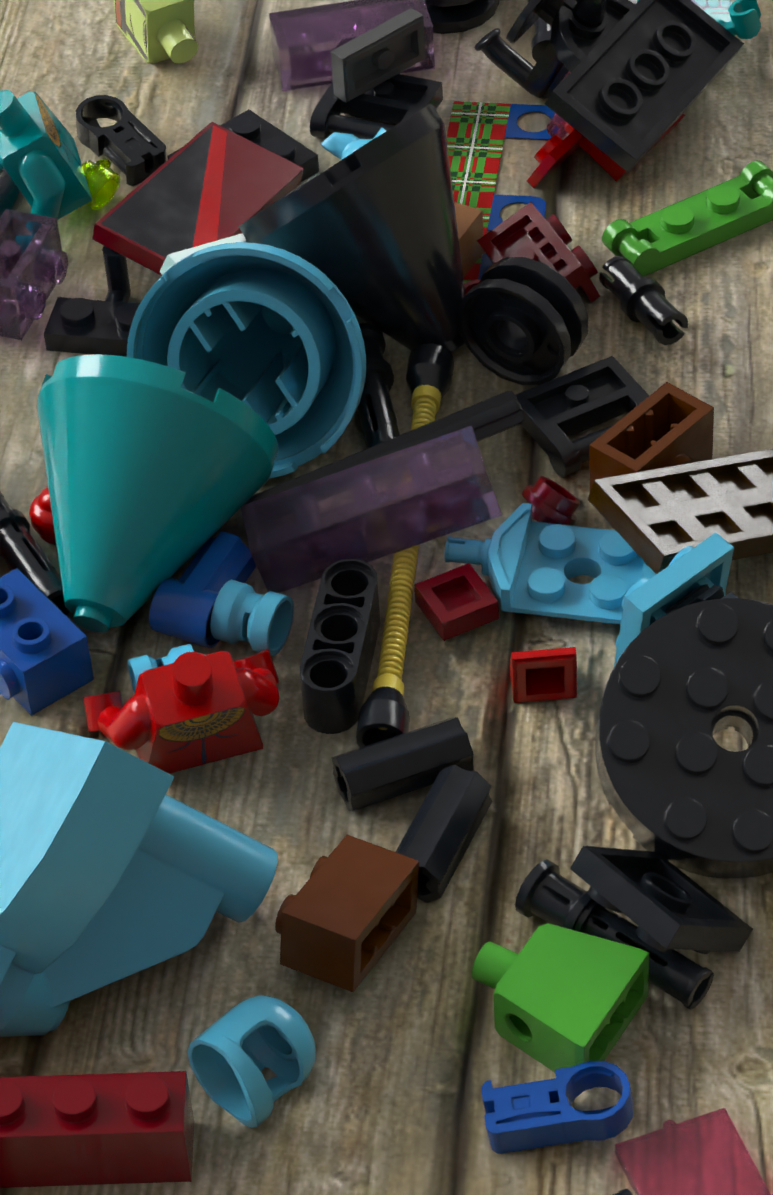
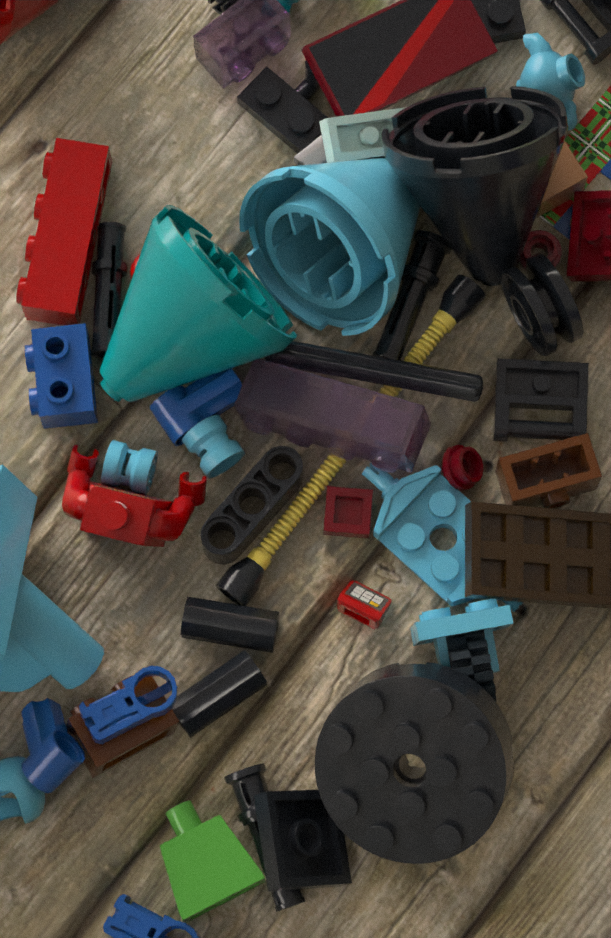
camera: 30 degrees right, 30 degrees up
(278, 965) = (51, 748): none -> blue piece
(347, 863) = (124, 711): none -> blue piece

